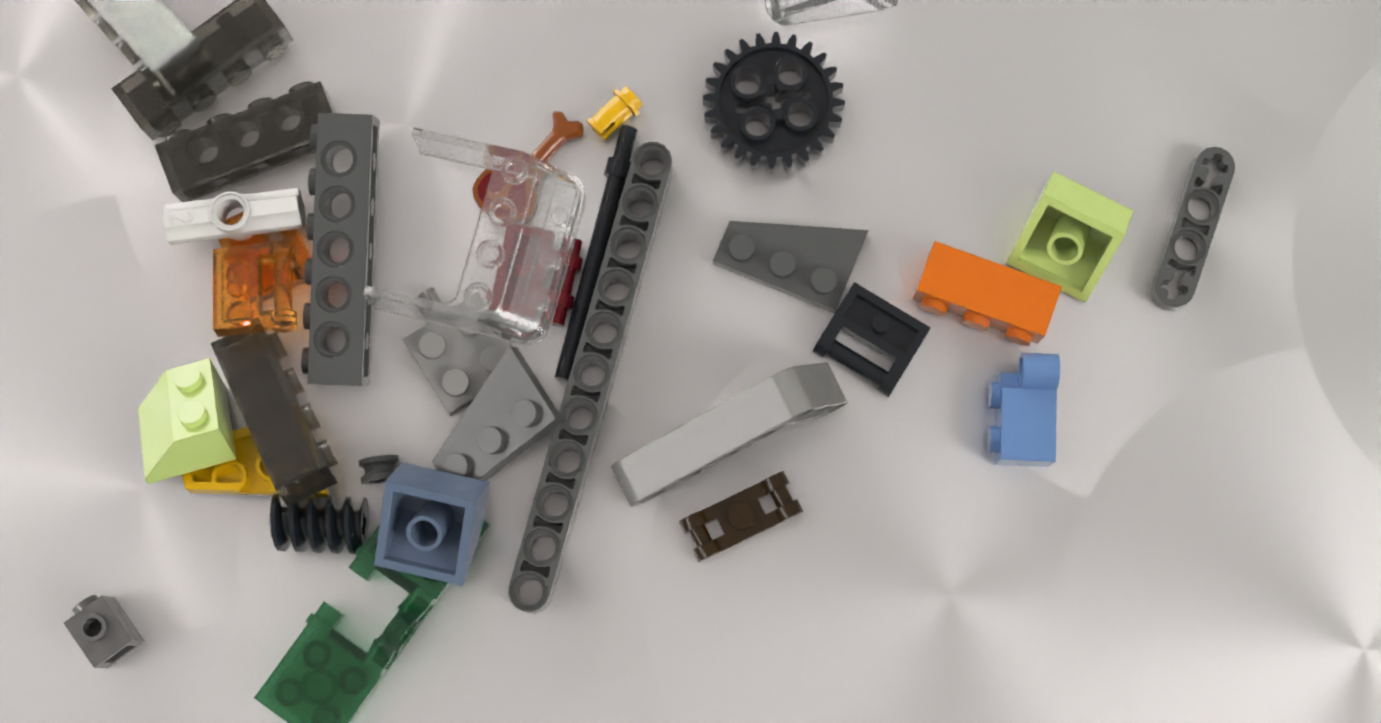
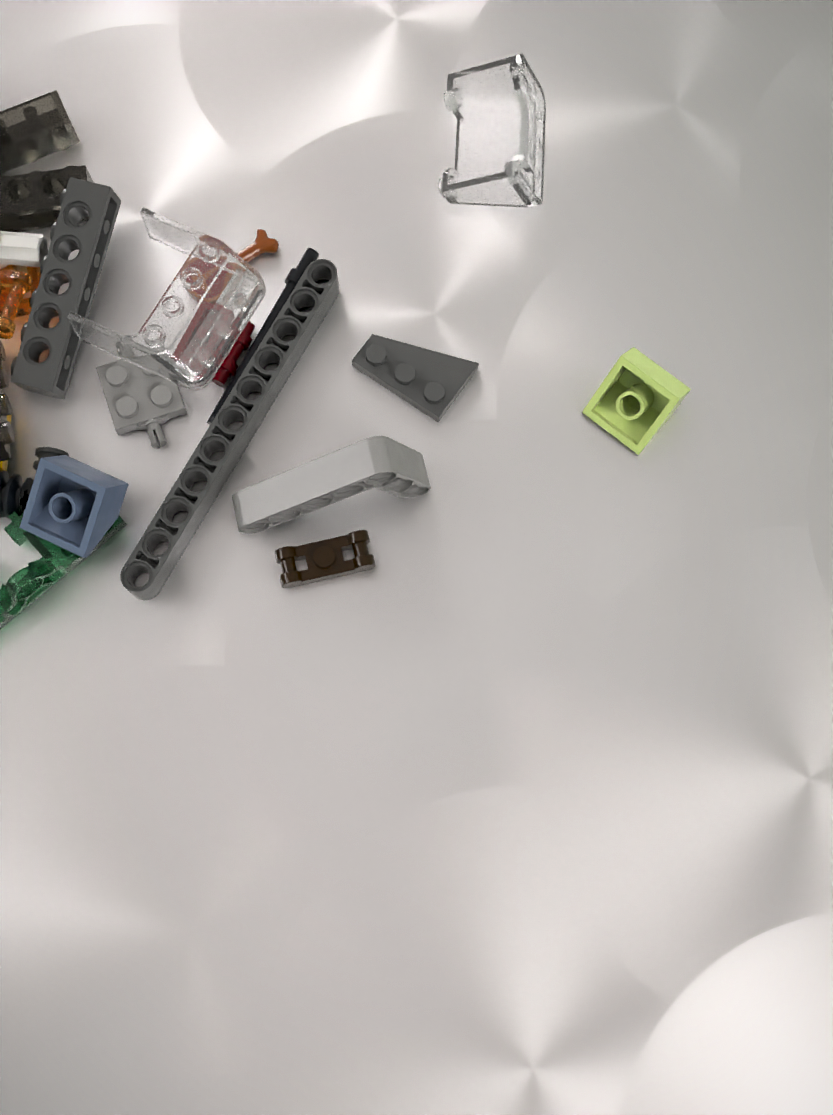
camera: 10 degrees right, 5 degrees down
(500, 421) = (153, 442): wing -> none
(615, 113) = (305, 238): yellow pin -> none
(763, 66) = (427, 282): black gear -> none
(878, 326) = (469, 436): black plate -> none
(986, 294) = (559, 428): orange brick -> none
(1025, 412) = (570, 526): medium blue hinge -> none
(1197, 230) = (738, 417): dark grey beam -> none

